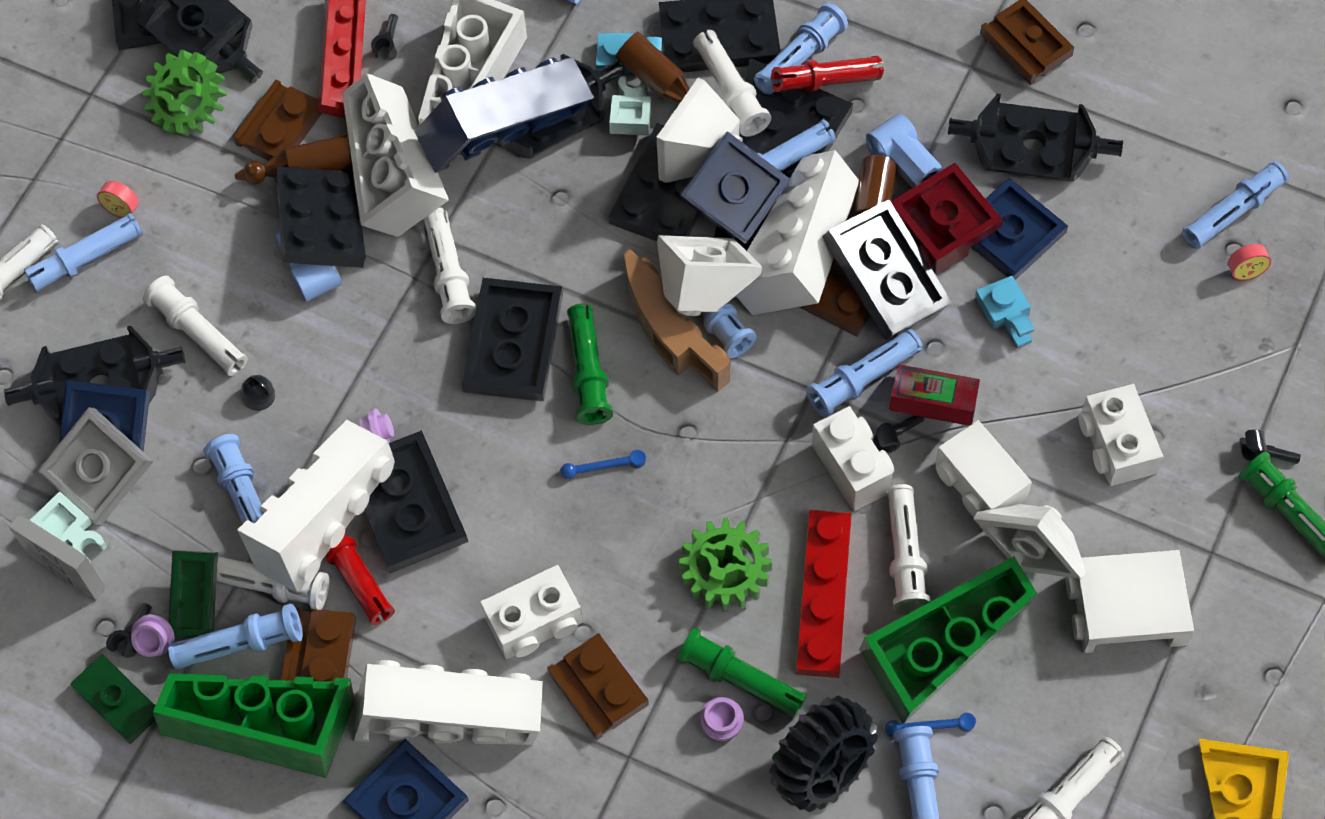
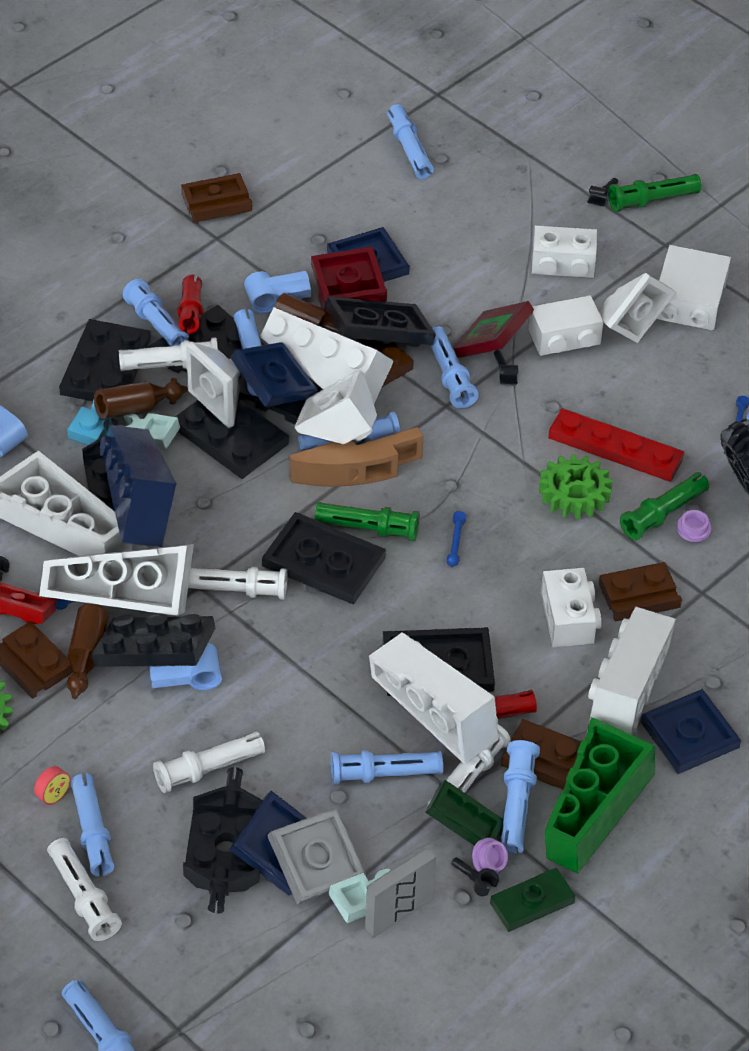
camera: 75 degrees left, 15 degrees down
(252, 398) = (292, 740): black hinge -> none
(378, 424) = (360, 662): lavender plate -> none
(852, 458) = (521, 391): white brick -> none
(908, 567) = (615, 390): white pin -> none
(938, 639) = (682, 382): green wedge -> none
(1008, 307) = (432, 281): medium azure plate -> none
(1066, 137) = (310, 204): black plate -> none
(1245, 259) = (459, 148): tile -> none

